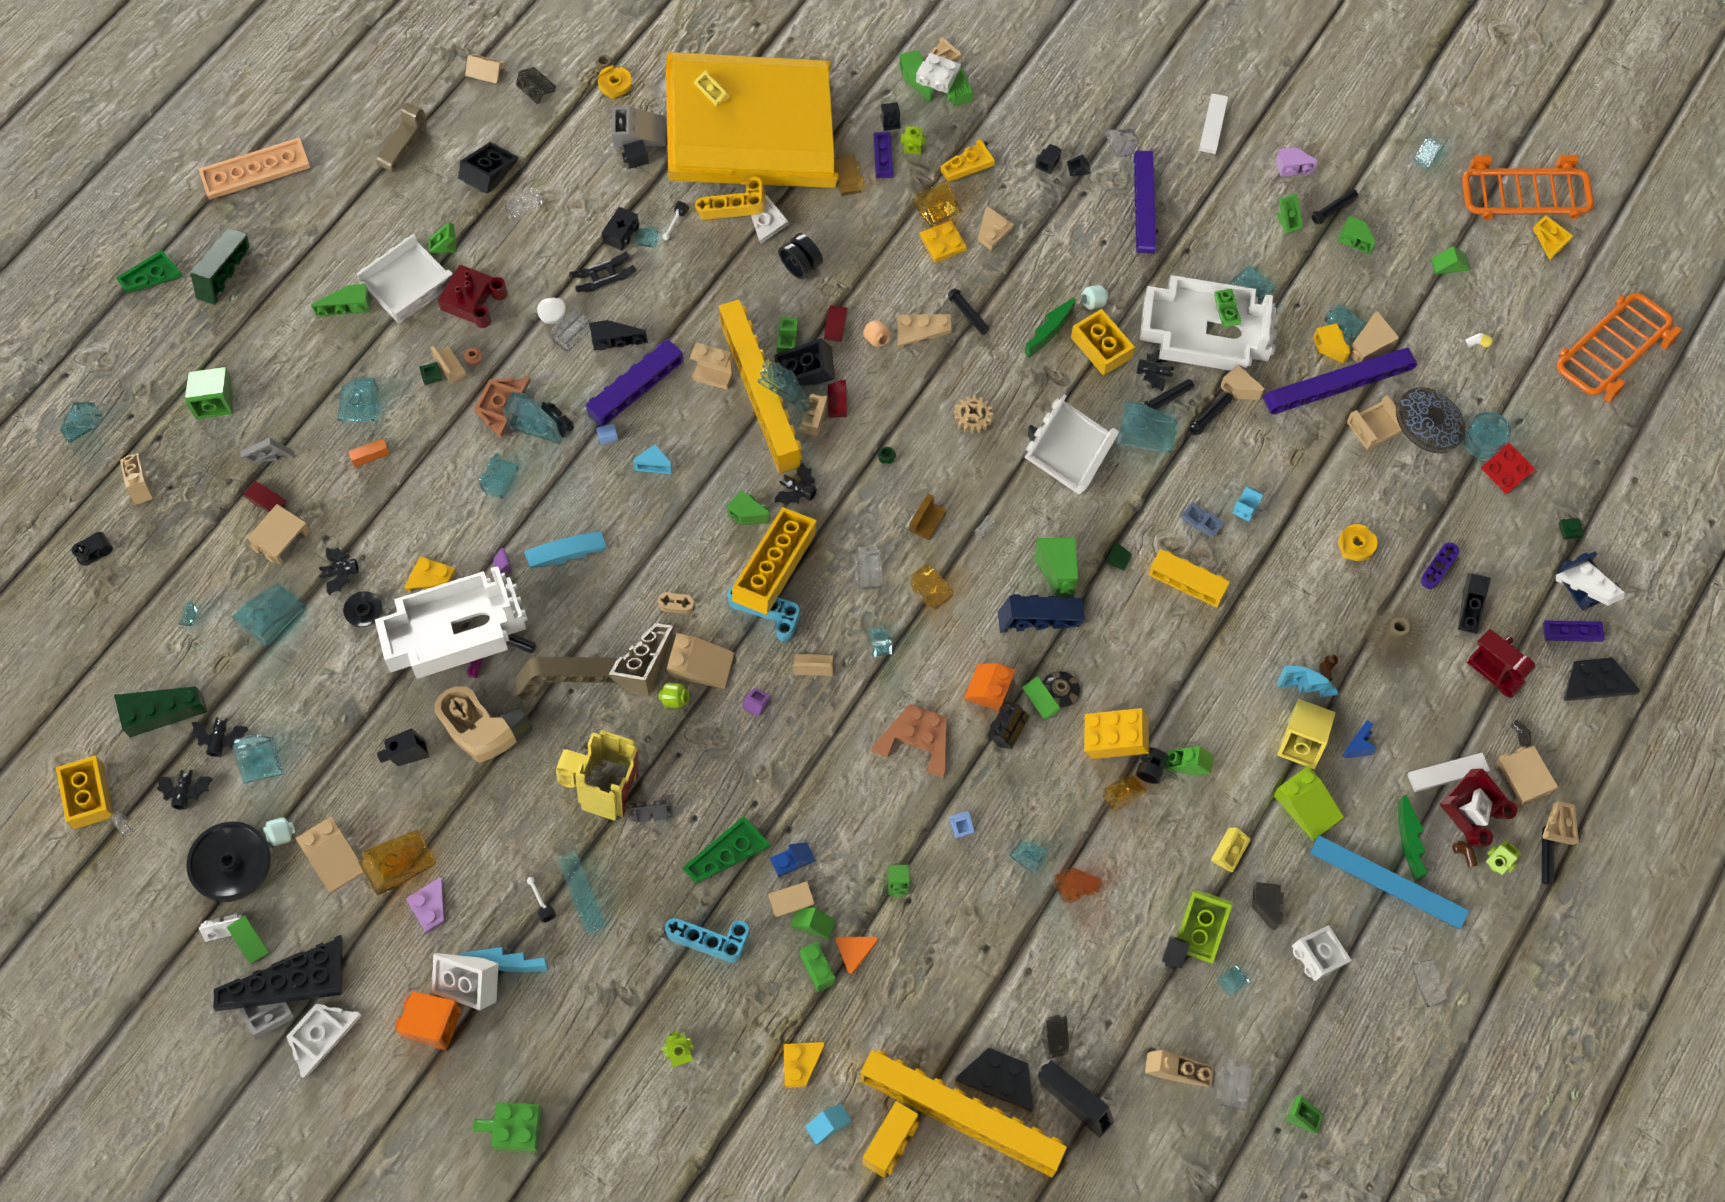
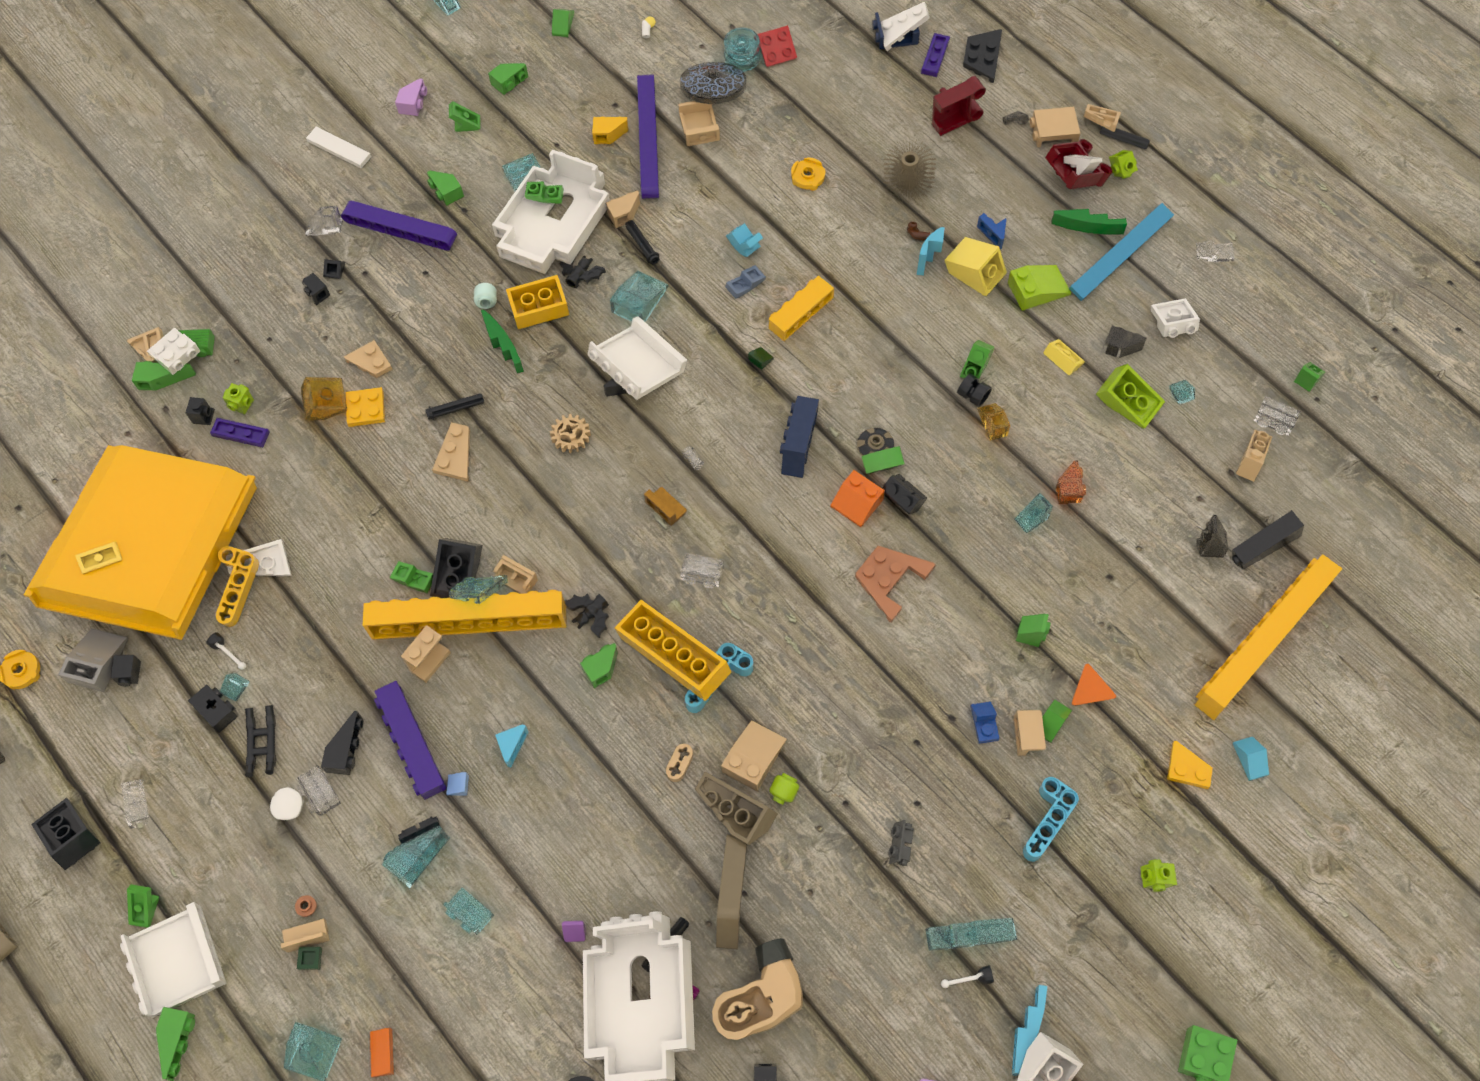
camera: 70 degrees left, 0 degrees up
(429, 574) = (560, 1015): yellow wing -> none
(468, 293) = (223, 893): dark red piece -> none
(494, 399) = (377, 889): nougat wing -> none
(564, 549) = (583, 859): medium azure slope -> none
(574, 767) = (852, 890): light yellow piece -> none
(729, 849) = (960, 775): green wing -> none
(756, 701) = (810, 713): medium lavender slope -> none
(800, 256) = (330, 536): black wheel -> none
(813, 665) = (787, 649): tan panel -> none
(817, 966) = (1101, 725): bright green brick -> none
(835, 323) = (418, 527): dark red slope -> none
(837, 399) = (499, 546): dark red slope -> none
(849, 179) = (258, 466): clear yellow brick -> none
(876, 333) = (446, 492): light nougat head -> none
(879, 641) = (781, 581): clear light blue slope -> none
(886, 451) = (584, 517): dark green plate -> none
(891, 1140) = (1283, 703): yellow brick -> none
(931, 586) = (740, 520): clear yellow brick -> none
(961, 824) = (985, 563): light blue slope -> none
(971, 161) = (286, 358): yellow wing -> none
(1000, 1077) = (1234, 599): black wing -> none
(1058, 563) = (758, 403): bright green slope -> none
(1116, 733) = (940, 406): yellow brick -> none
(1170, 395) = (611, 268): black axle -> none
(1175, 952) = (1152, 424): black brick -> none
(1203, 225) = (446, 186): none -> bright green slope
(1319, 216) = (475, 97): black axle -> none
(1346, 321) = (584, 115): clear light blue bracket -> none
(1373, 340) = (616, 98): tan slope -> none
(1439, 558) = (846, 116): dark purple beam -> none
(1446, 772) = (1036, 179): white tile -> none
(1467, 851) = (1108, 188): reddish brown arm -> none
(1473, 602) = (889, 110): black slope -> none
(1571, 528) = (844, 25): dark green plate -> none

